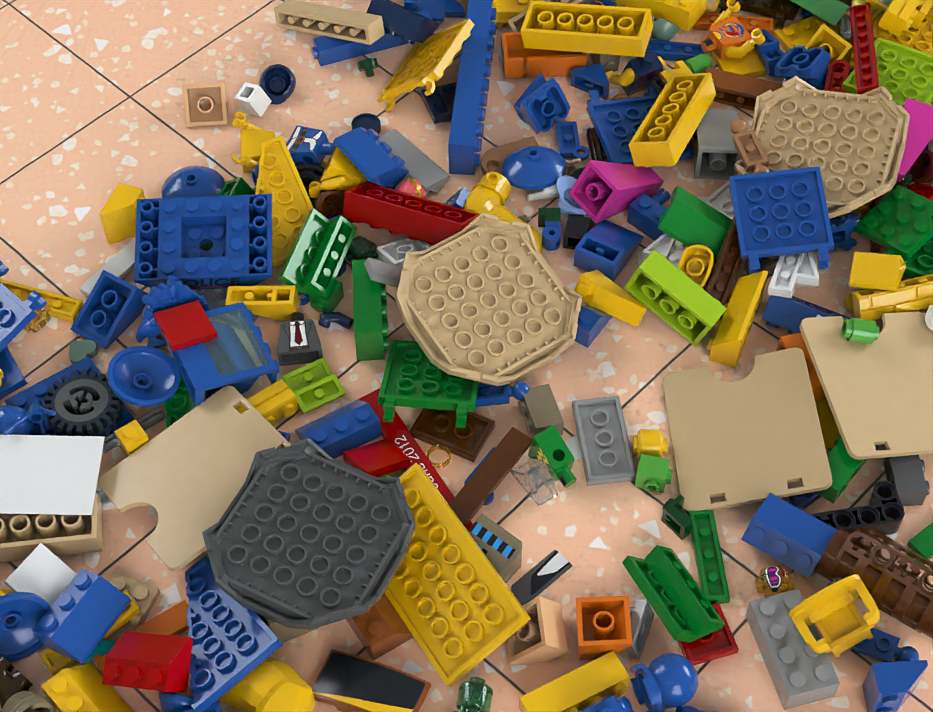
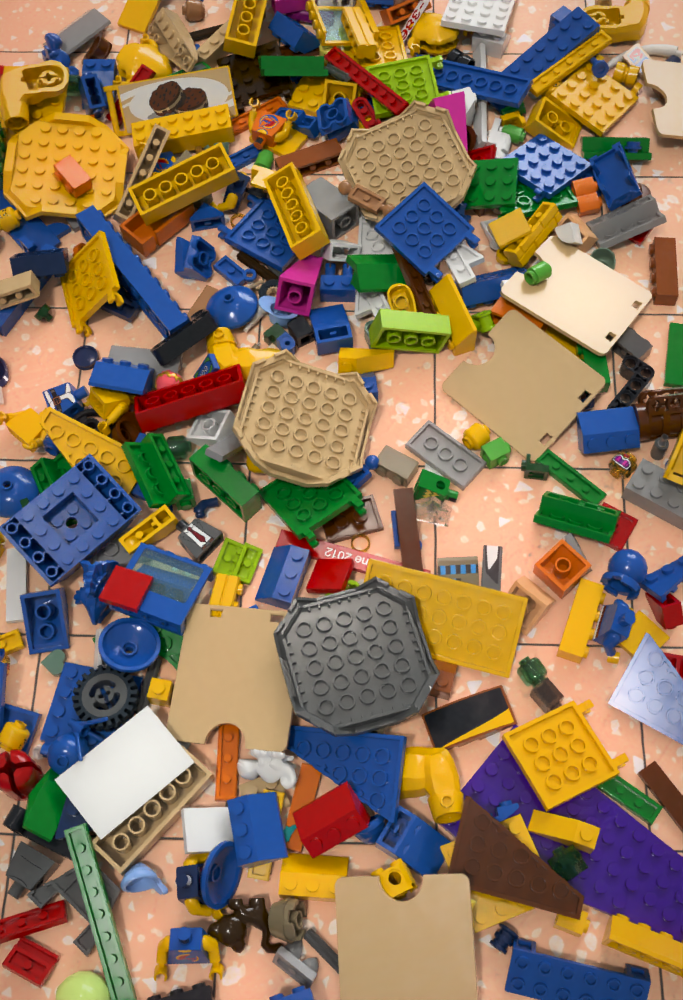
camera: 40 degrees left, 10 degrees up
(124, 548) = (227, 763): none -> orange tile
(150, 576) = (269, 766): none -> white animal
(459, 160) = (184, 338): none -> black beam
(686, 180) = (335, 250): none -> white torso
(765, 342) = (483, 321): none -> lime piece

